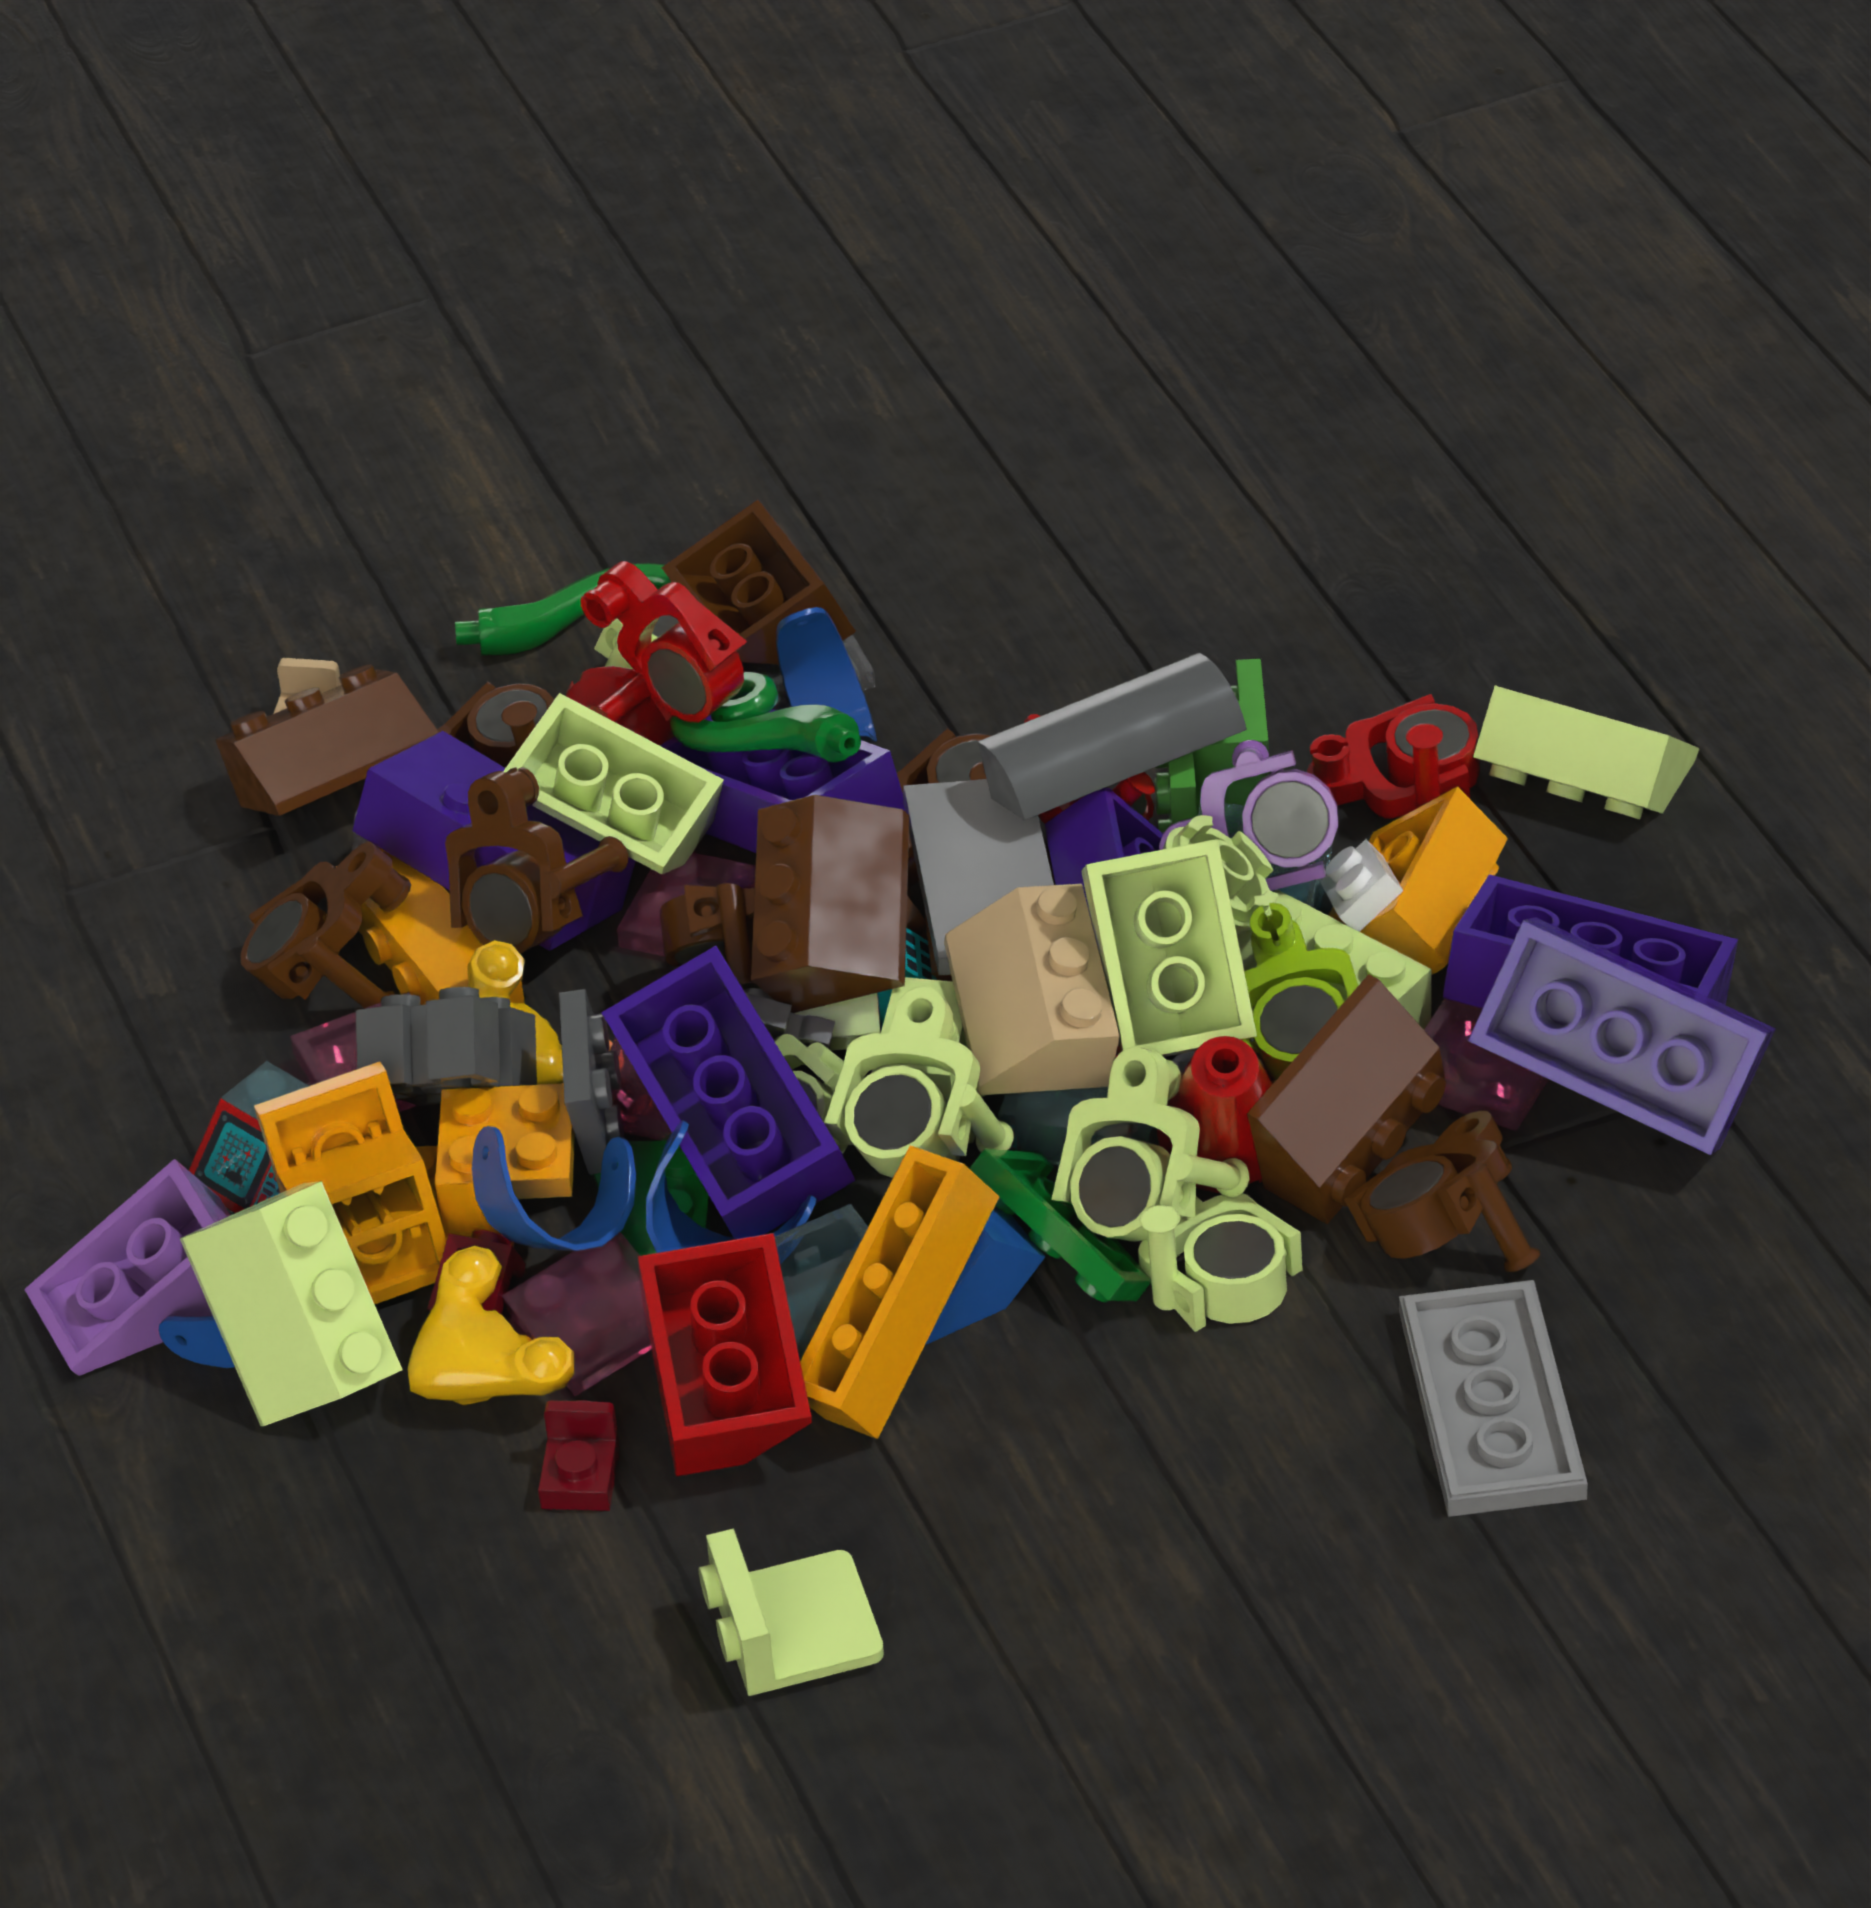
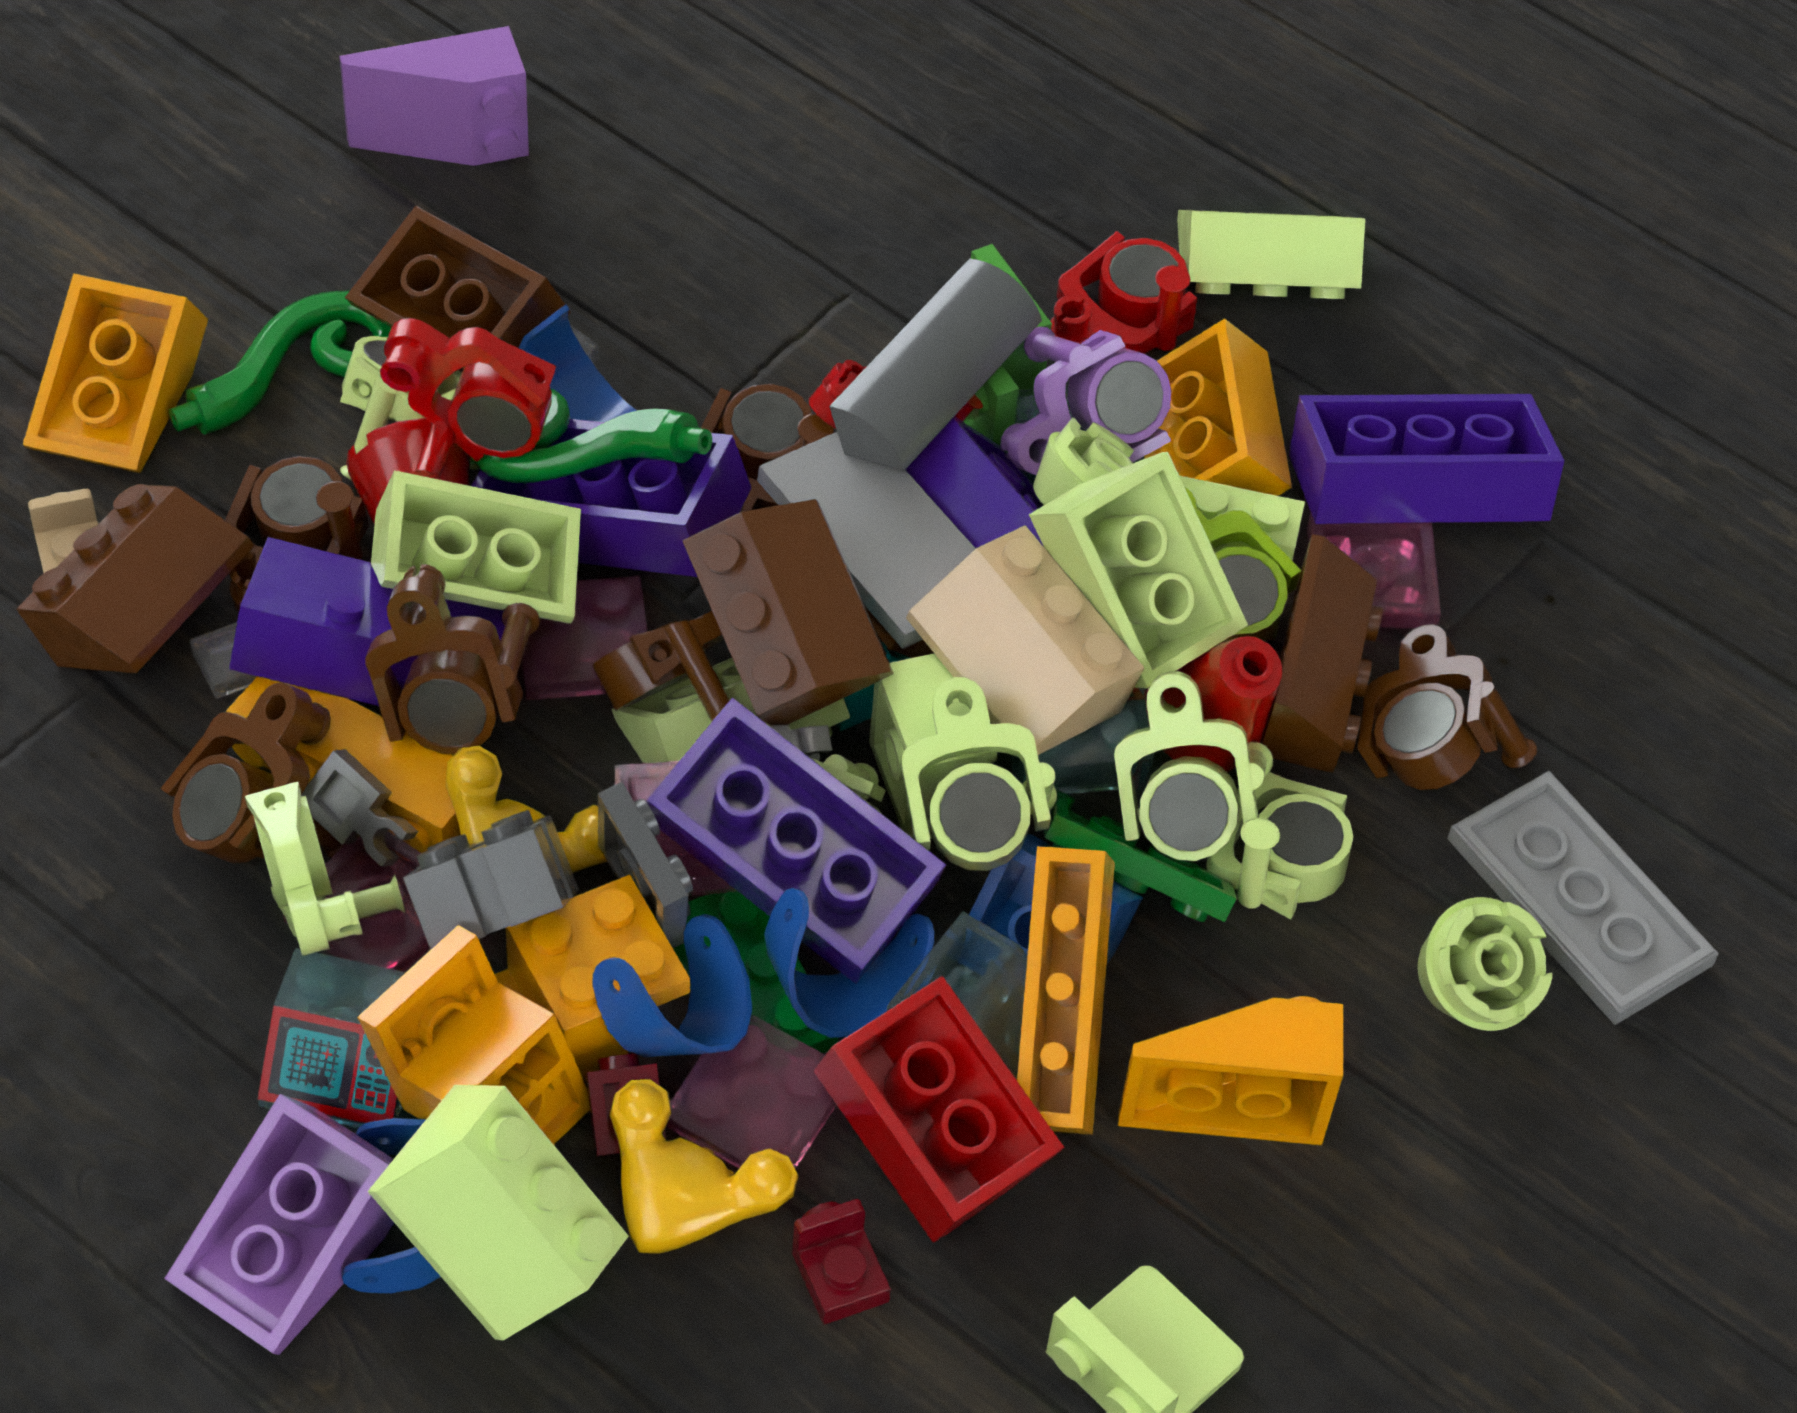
camera: 35 degrees left, 10 degrees up
(298, 995) = (301, 874): none -> yellowish green piece
(386, 960) = (349, 803): none -> flat silver plate
(425, 576) = (114, 372): none -> light orange slope
(855, 420) = (439, 99): none -> medium lavender slope
(1022, 1417) = (1241, 1074): none -> light orange slope
(1323, 1404) = (1485, 964): none -> yellowish green cone
(1360, 884) = (1199, 440): white plate -> none
(1621, 1035) = (1514, 518): brick -> none

